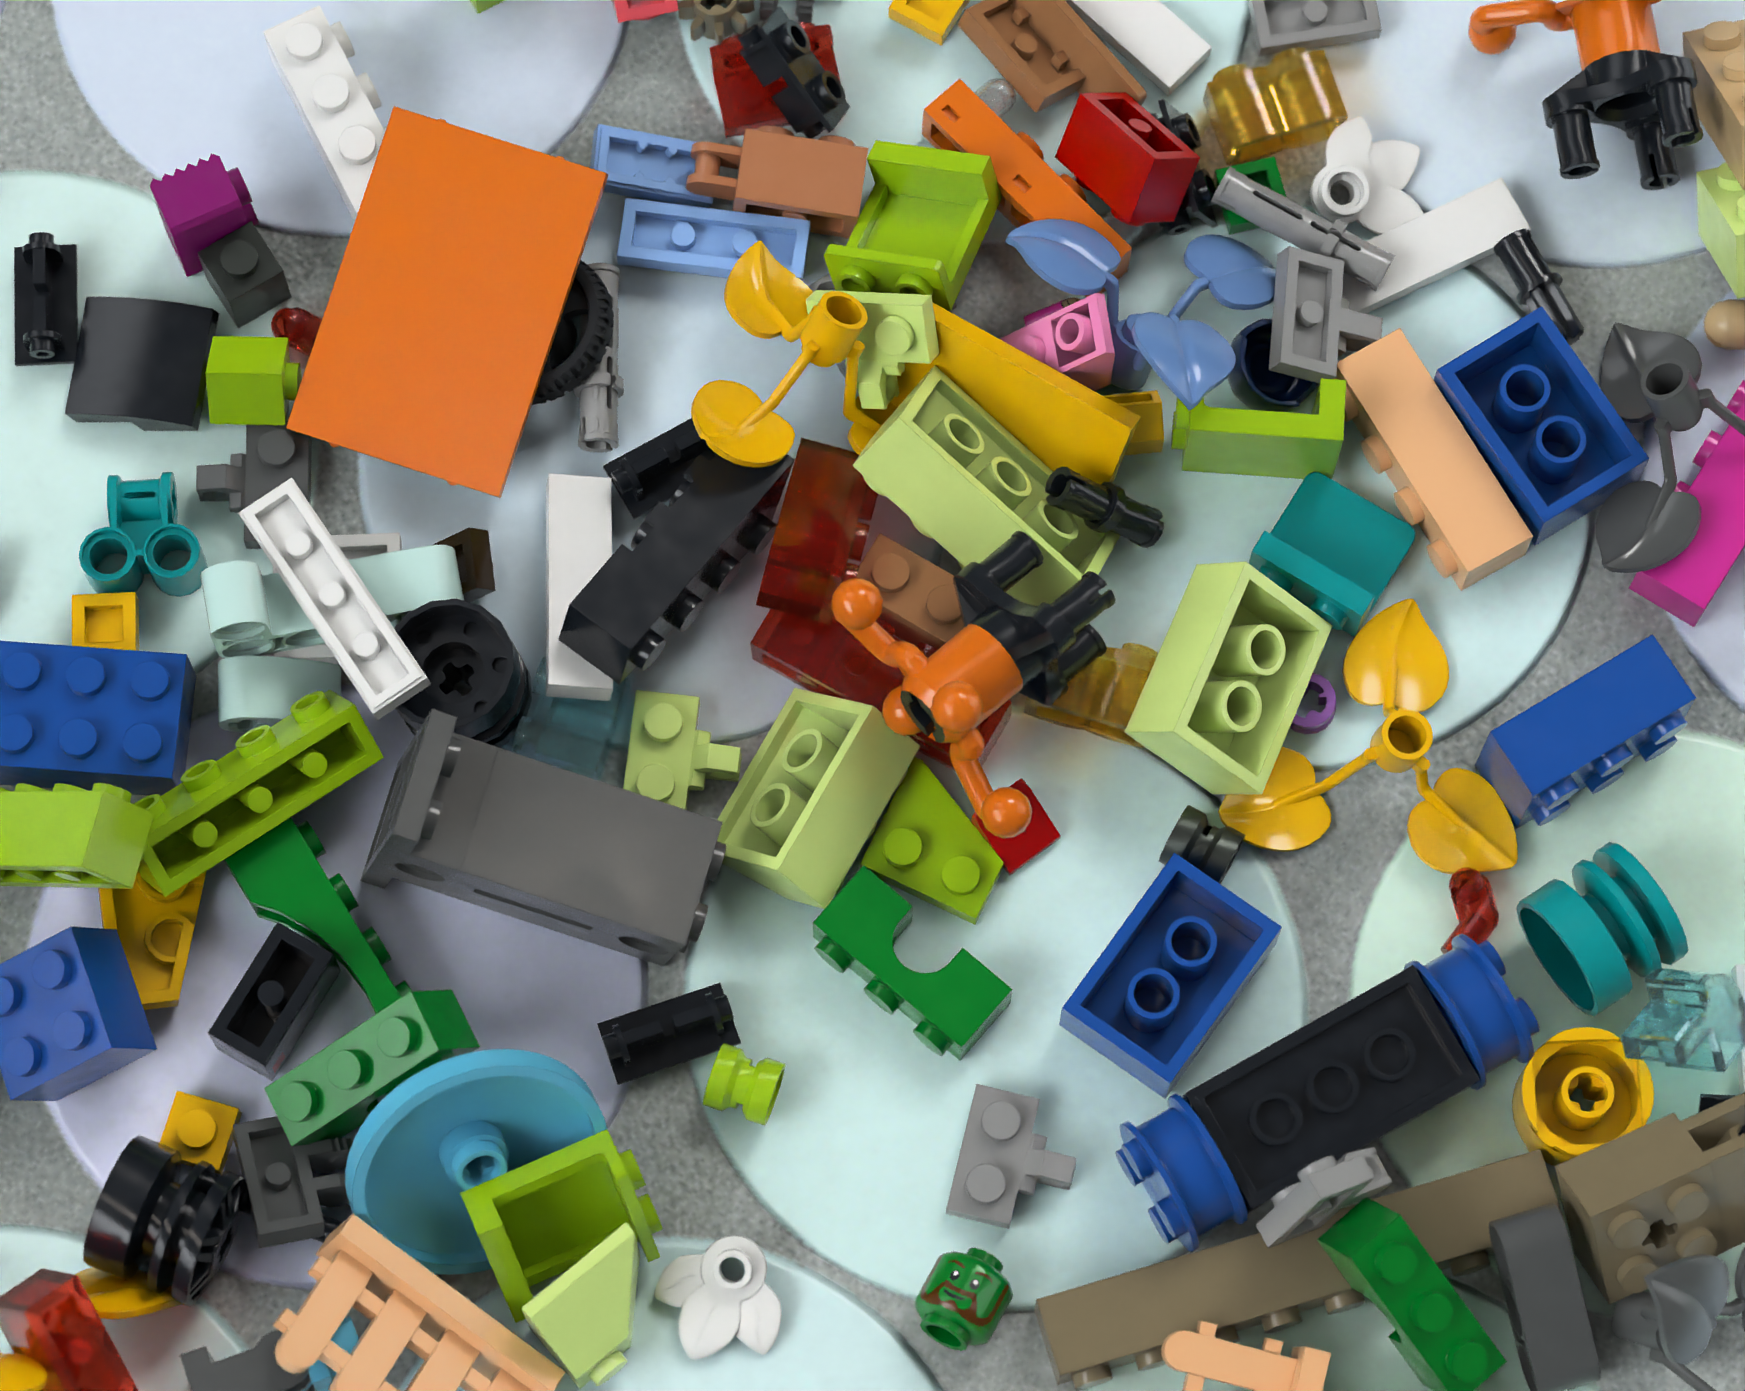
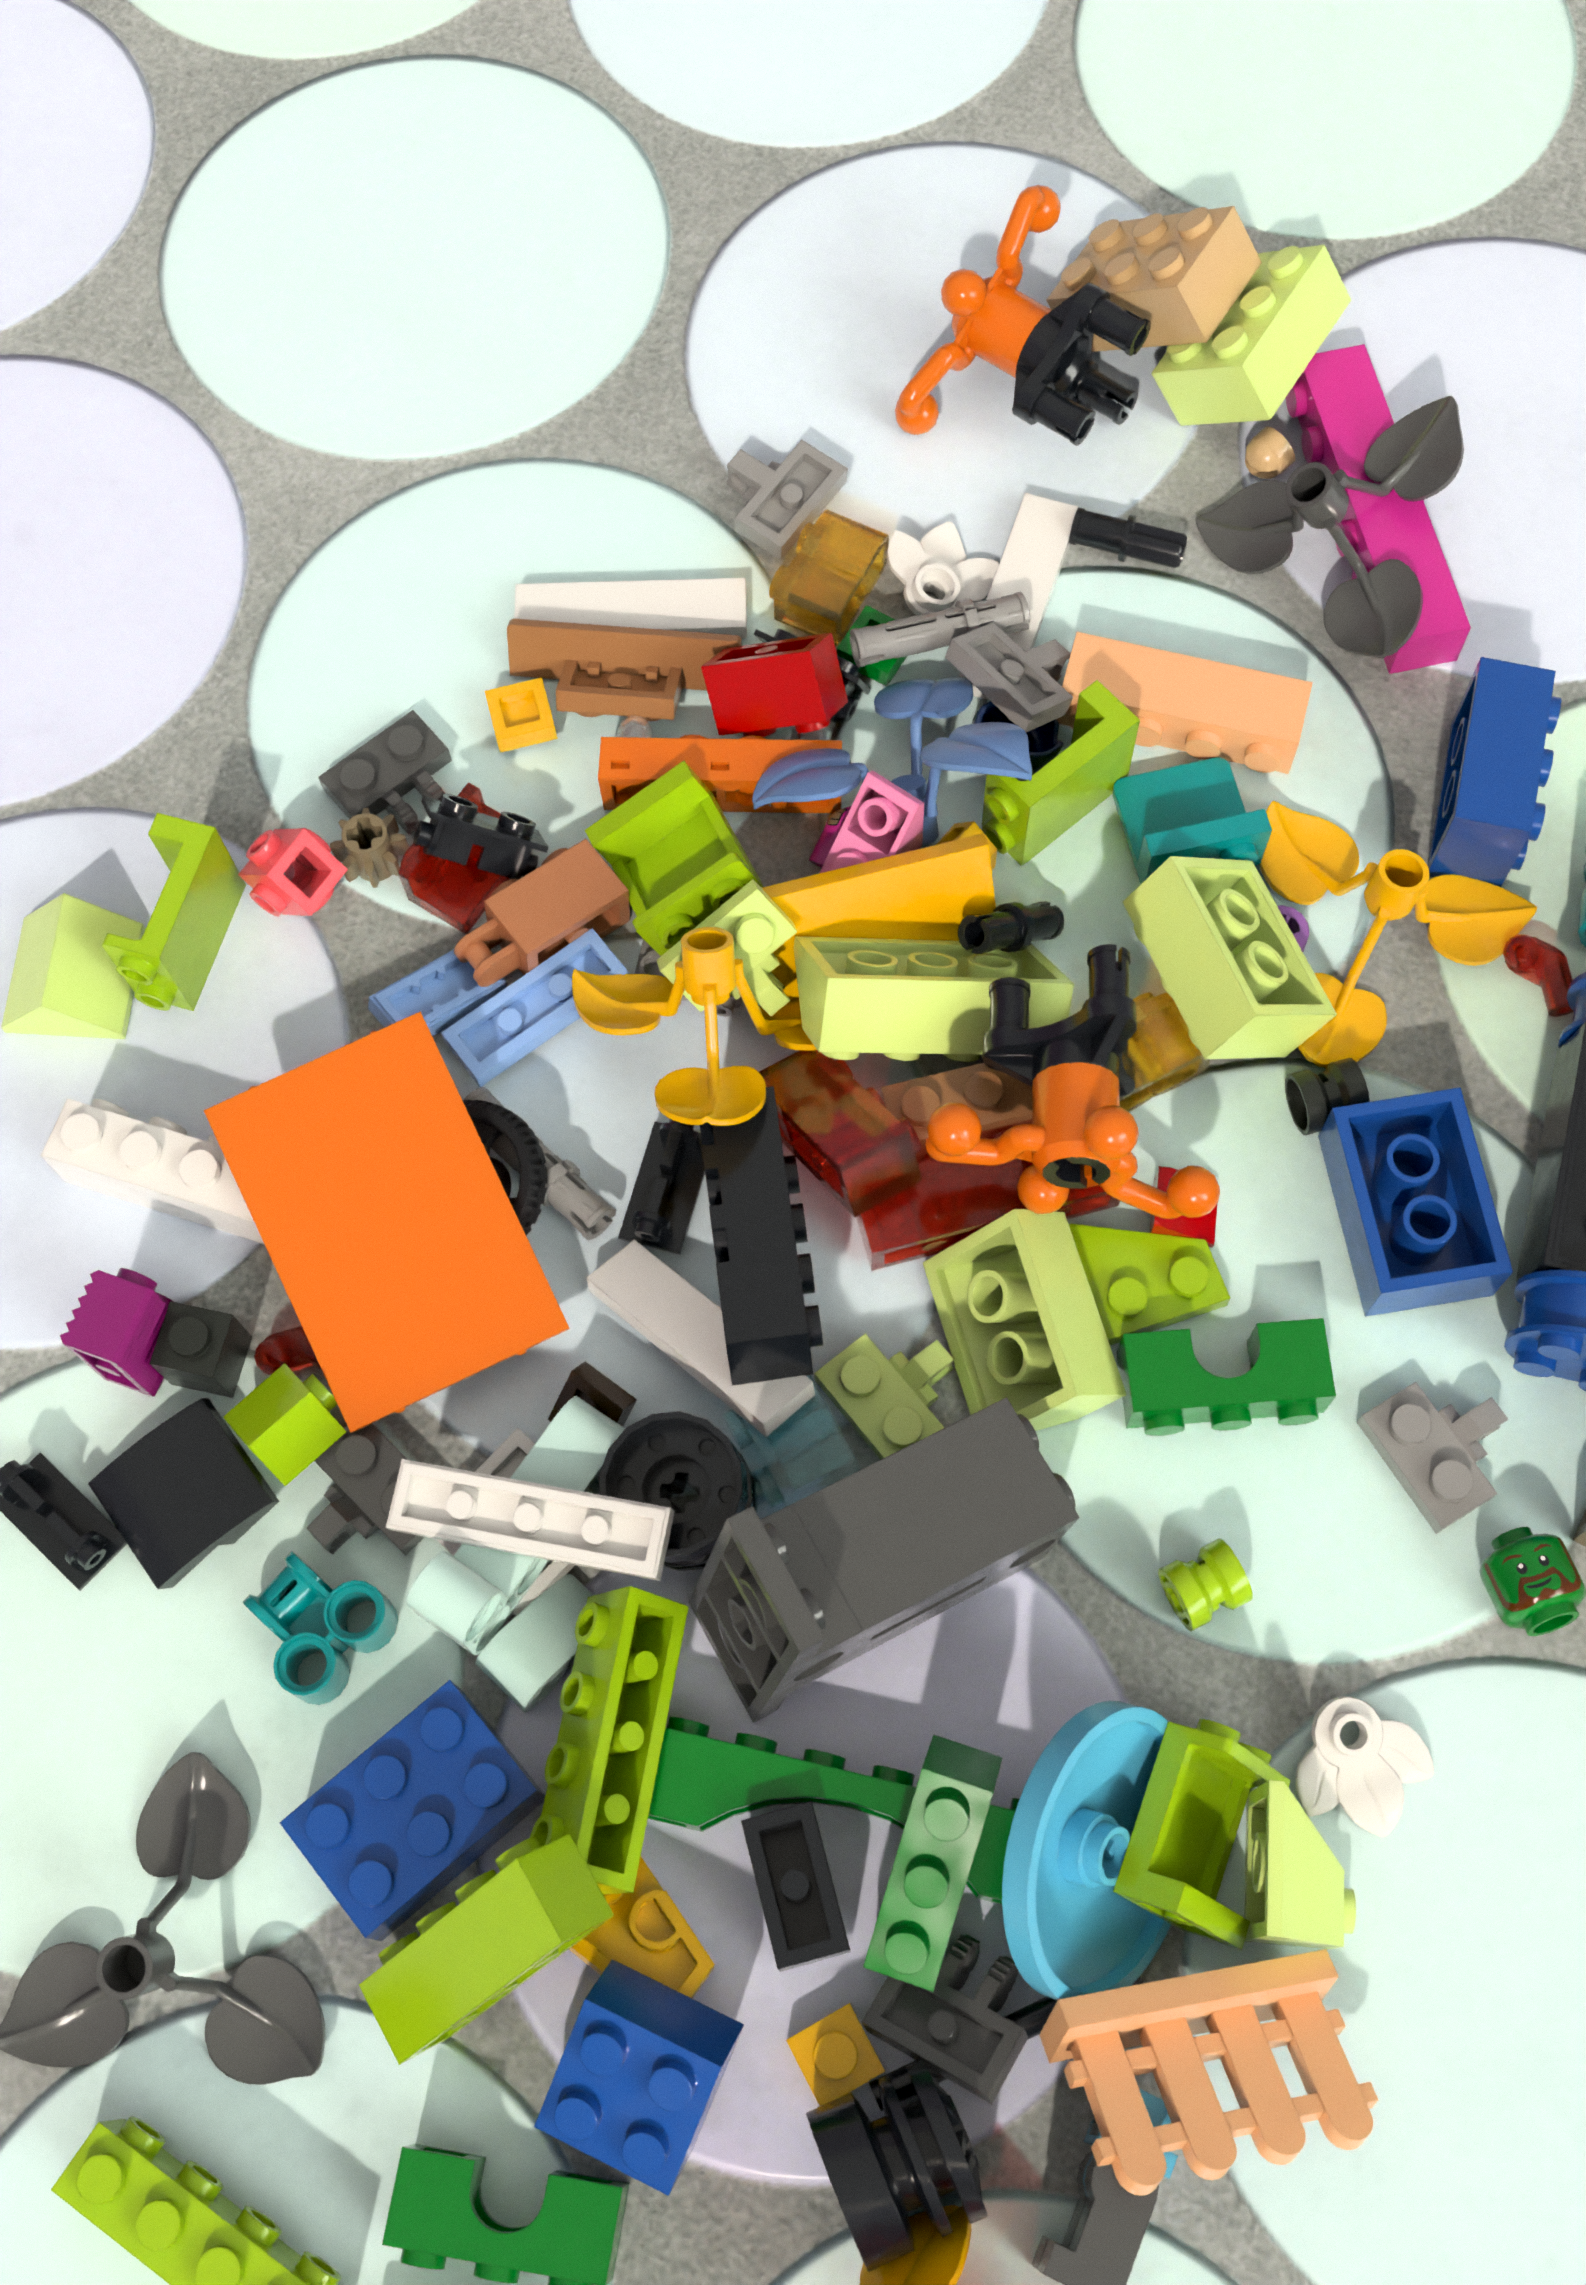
camera: 40 degrees left, 5 degrees down
(106, 620) = (352, 1720): yellow plate -> none
(668, 1033) = (1106, 1602): black hinge -> none
(1541, 424) = (1236, 604): blue brick -> none

